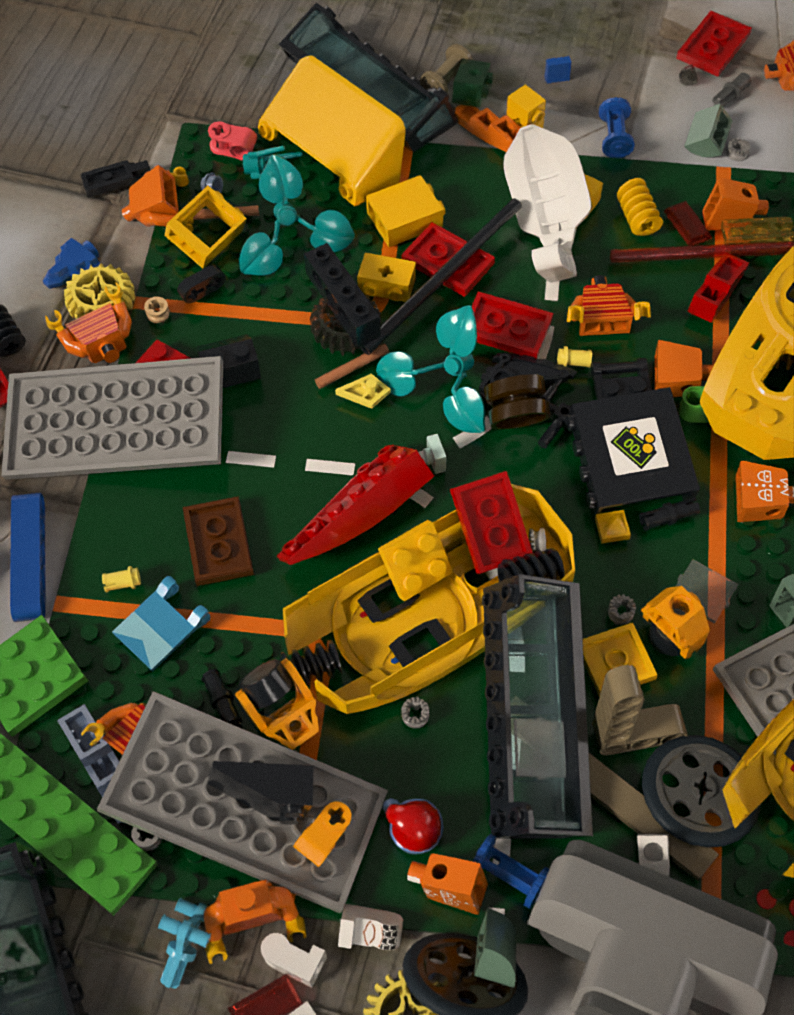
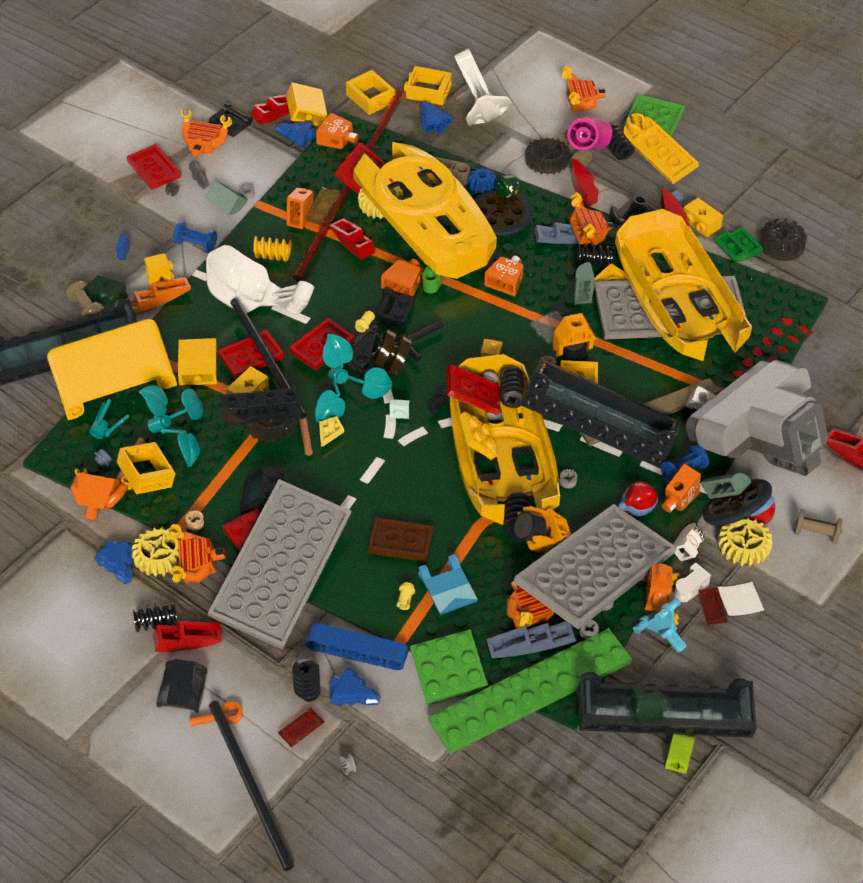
camera: 70 degrees left, 10 degrees down
(113, 177) = (50, 516): black hinge -> none
(201, 284) = (190, 487): black beam -> none
(221, 698) = (513, 566): black pin -> none
(233, 141) = (70, 434): coral piece -> none
(269, 788) = (604, 538): black slope -> none
(322, 836) = (633, 531): light orange piece -> none
(361, 503) = (415, 455): red wedge -> none
(539, 748) = (624, 420): clear piece -> none
(605, 309) = (340, 292): torso -> none
(621, 722) = (627, 366): dark tan beam -> none
(631, 449) = (451, 317): black panel -> none
(661, 798) = (671, 372): wedge -> none
(669, 513) = (496, 321): black pin -> none
(687, 223) = (295, 234): clear red tile -> none

